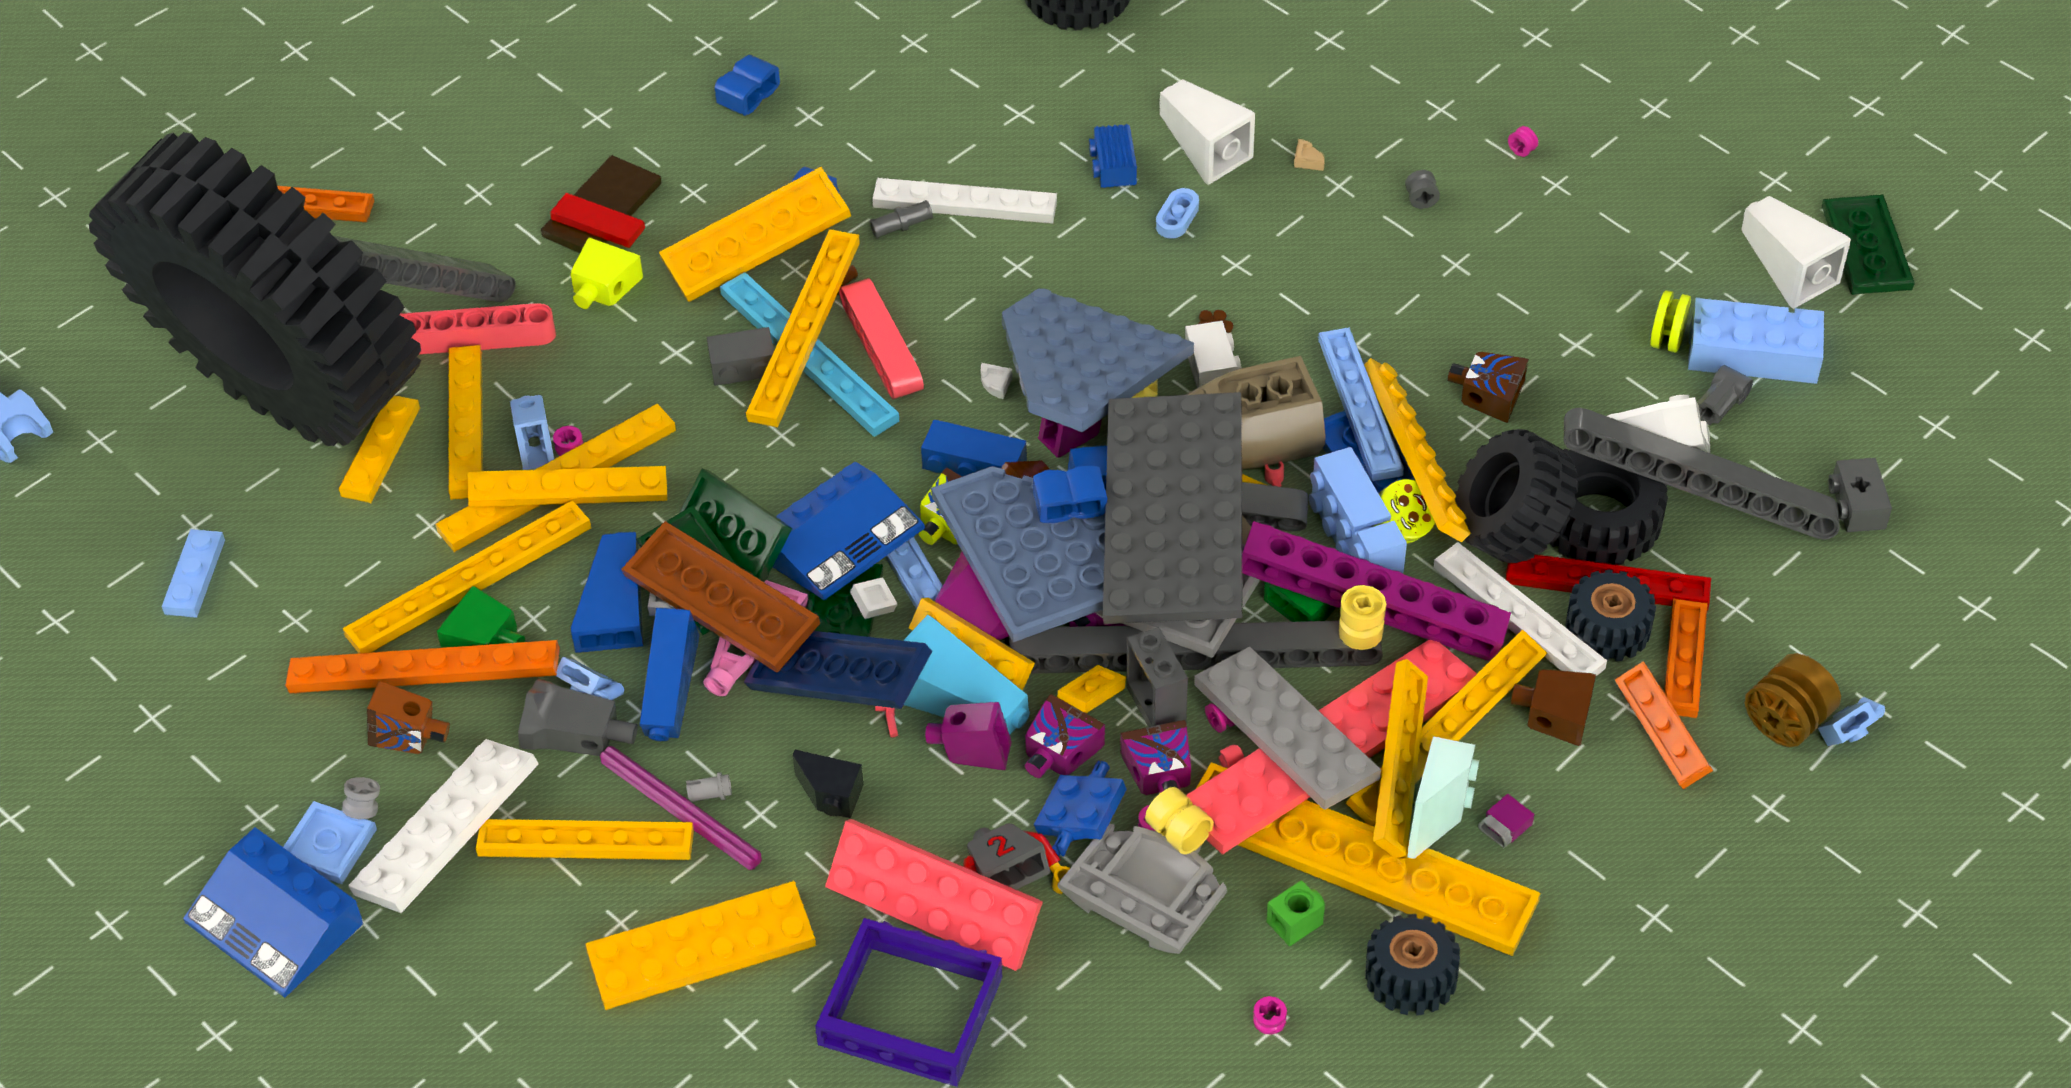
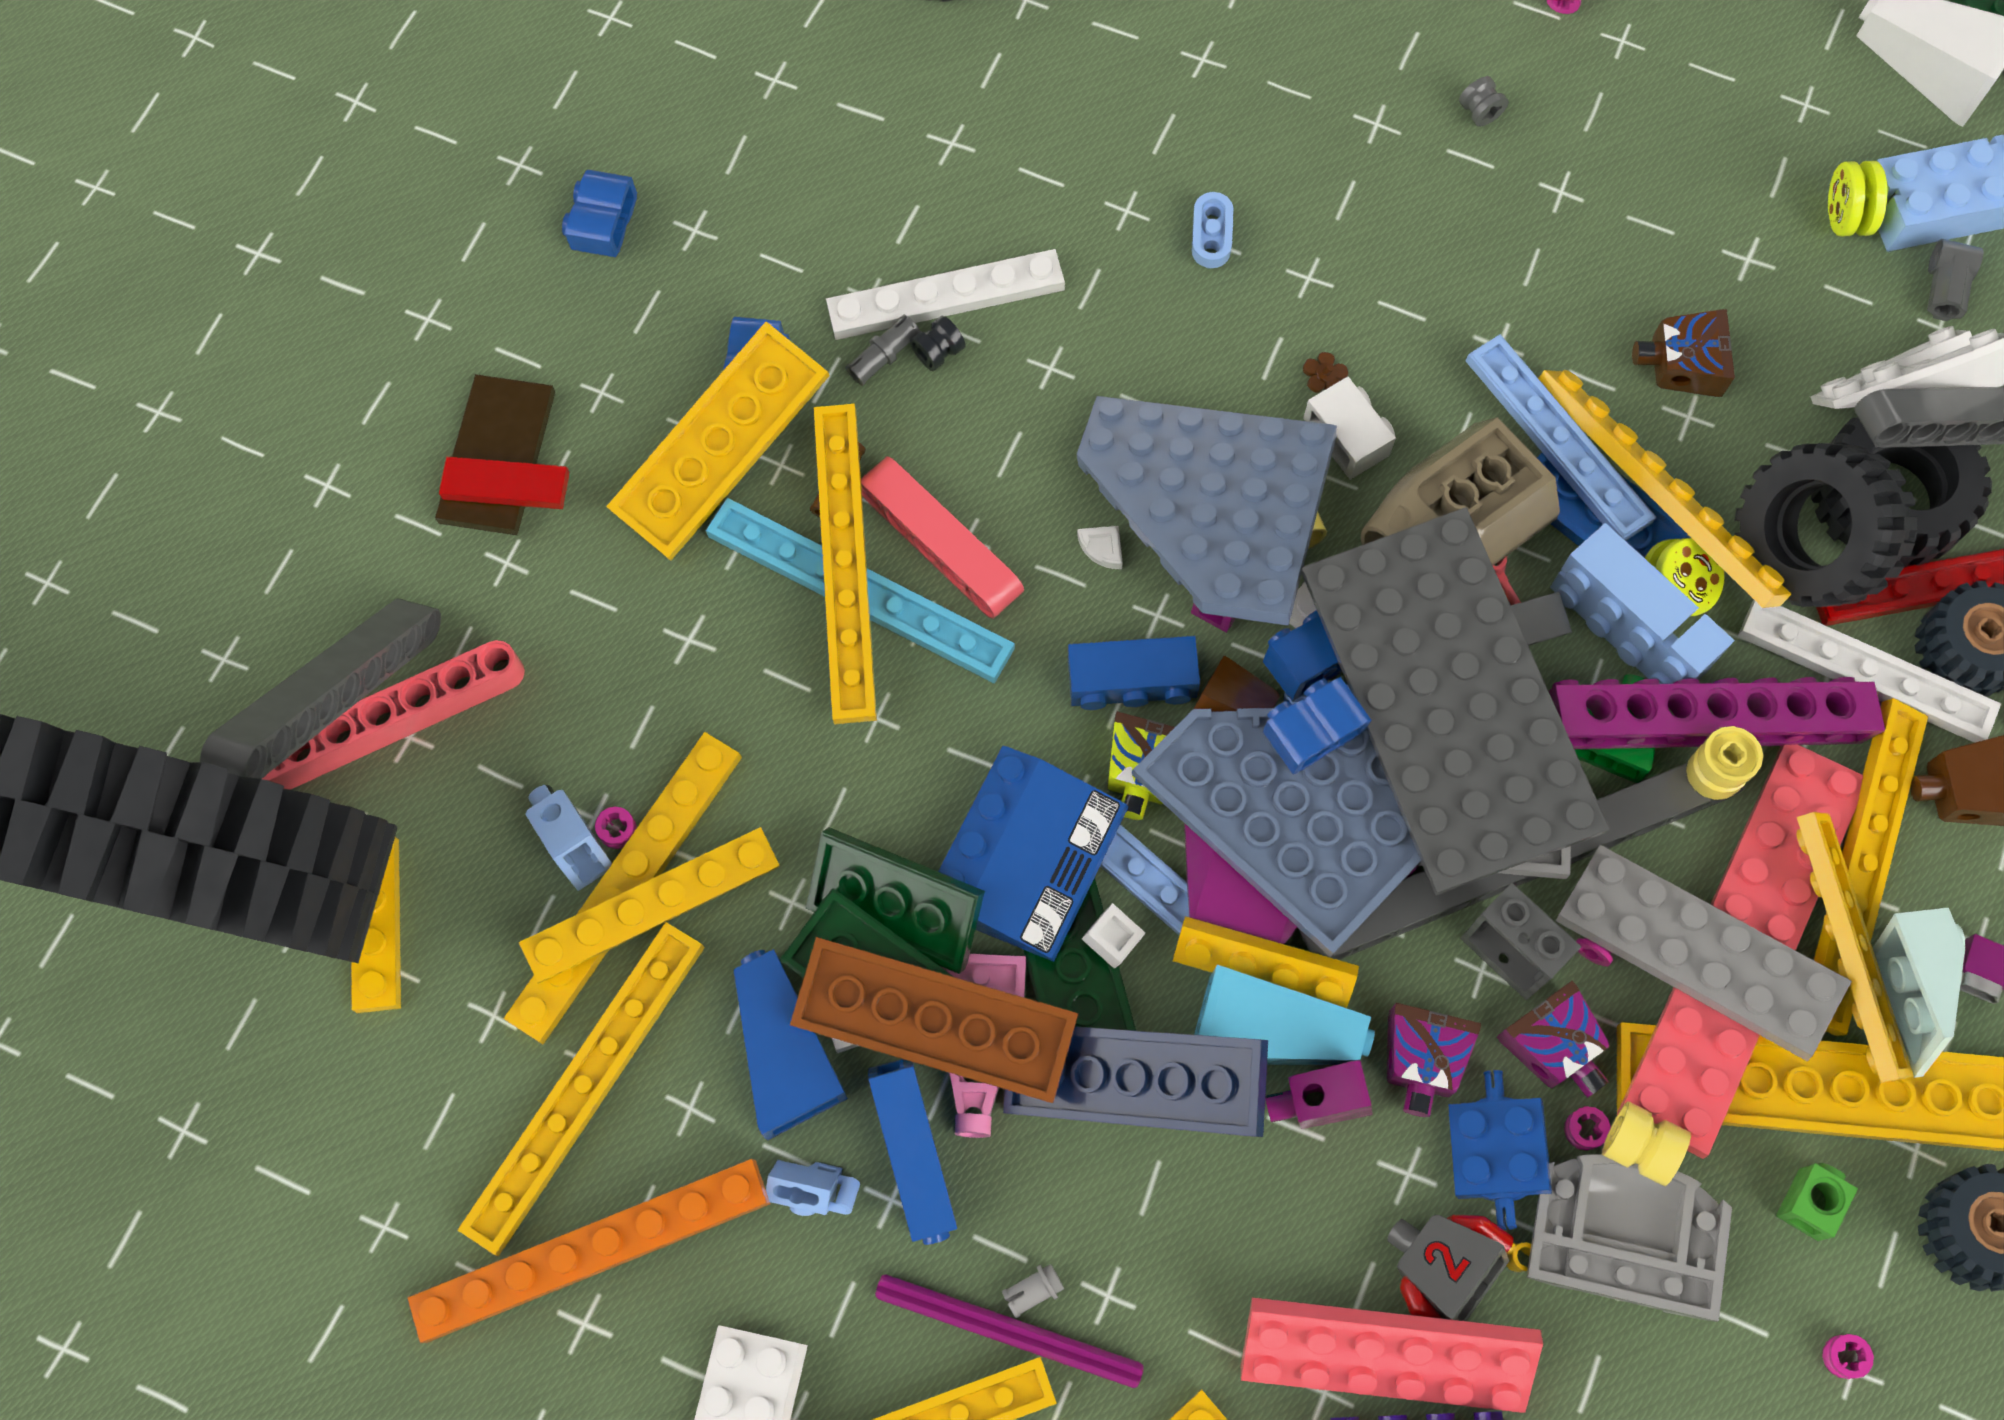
camera: 20 degrees left, 20 degrees up
(193, 573) = (216, 1208): light blue plate -> none
(336, 204) = (112, 575): orange tile -> none
(402, 720) = (585, 1348): dark orange torso -> none
(465, 417) = (468, 842): yellow plate -> none
(479, 621) = (637, 1161): green torso -> none
(570, 721) = (818, 1260): dark grey piece -> none
(604, 274) = (547, 561): neon yellow torso -> none
(739, 355) = (780, 625): dark grey brick -> none
(829, 782) = (1180, 1230): black slope -> none
(941, 224) = (935, 345): none -> black wheel
(1092, 688) = (1434, 970): yellow plate -> none
(1114, 156) = (1101, 172): blue brick -> none
(1208, 128) = (1194, 95): white slope -> none
(1230, 756) = (1635, 998): coral hand -> none
(1308, 157) = (1324, 95): tan tile -> none

